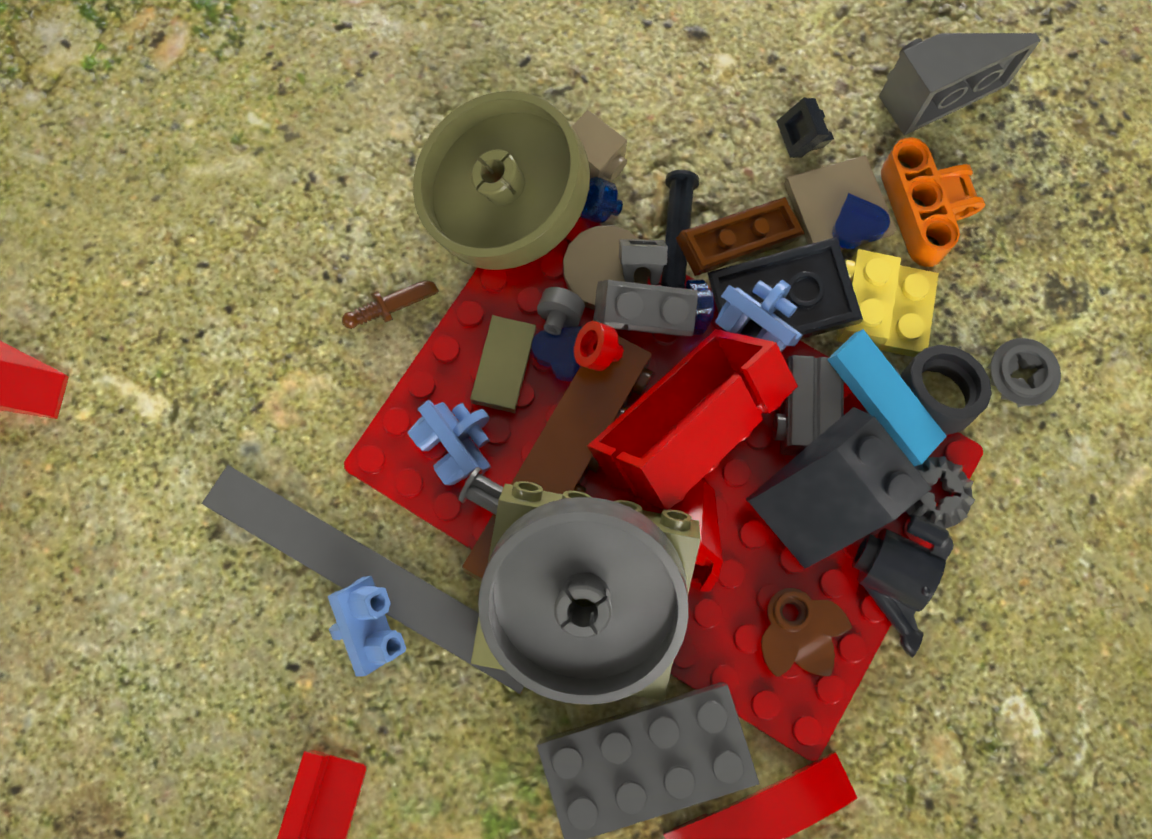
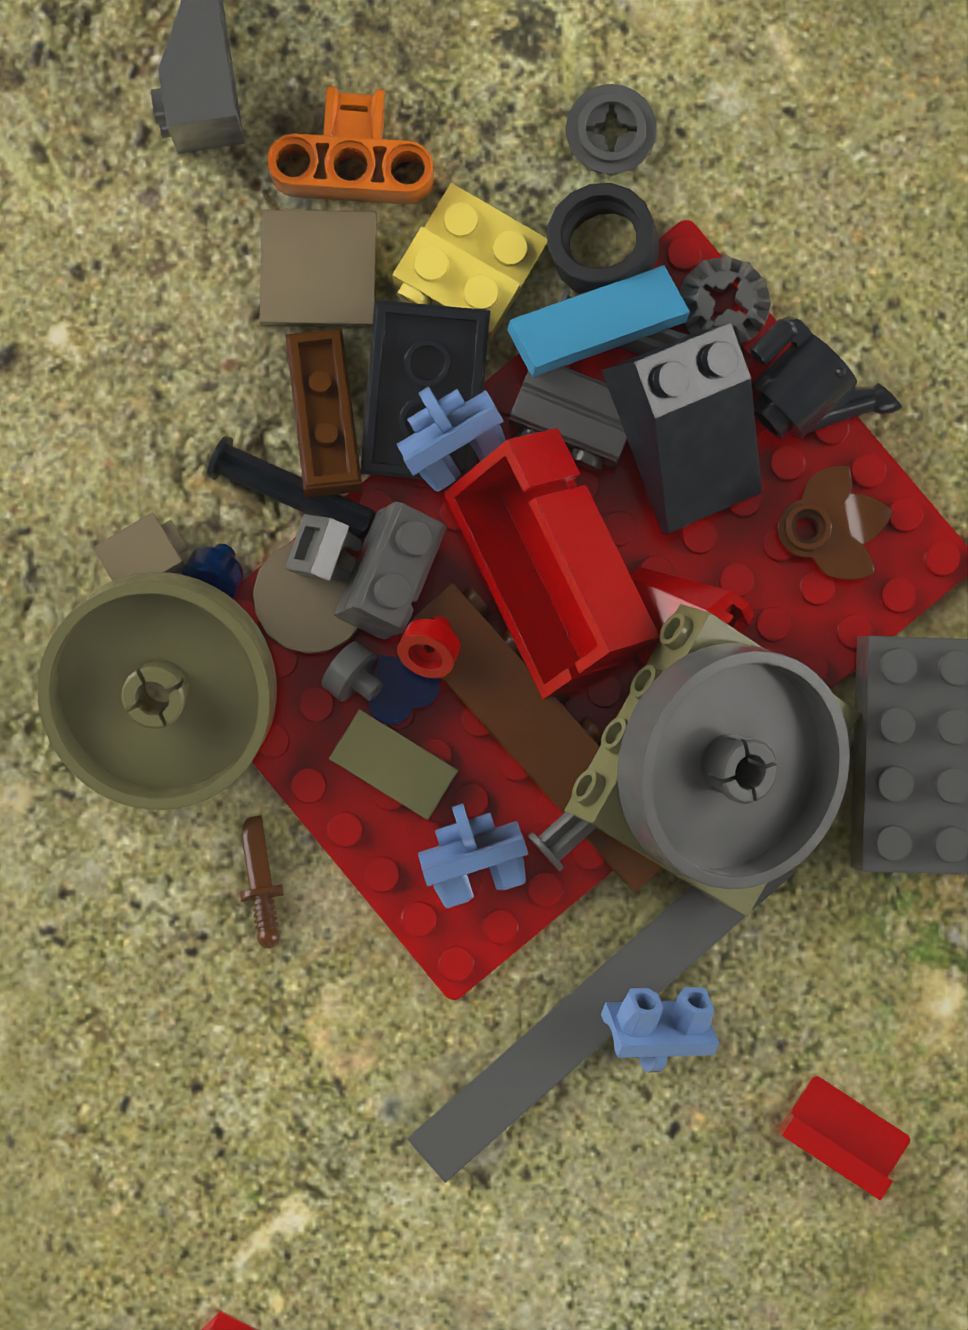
camera: 65 degrees left, 10 degrees up
(704, 307) = (382, 494): clear blue tile -> none
(804, 128) = (200, 274): black tile -> none
(859, 222) = (354, 257): clear blue tile -> none

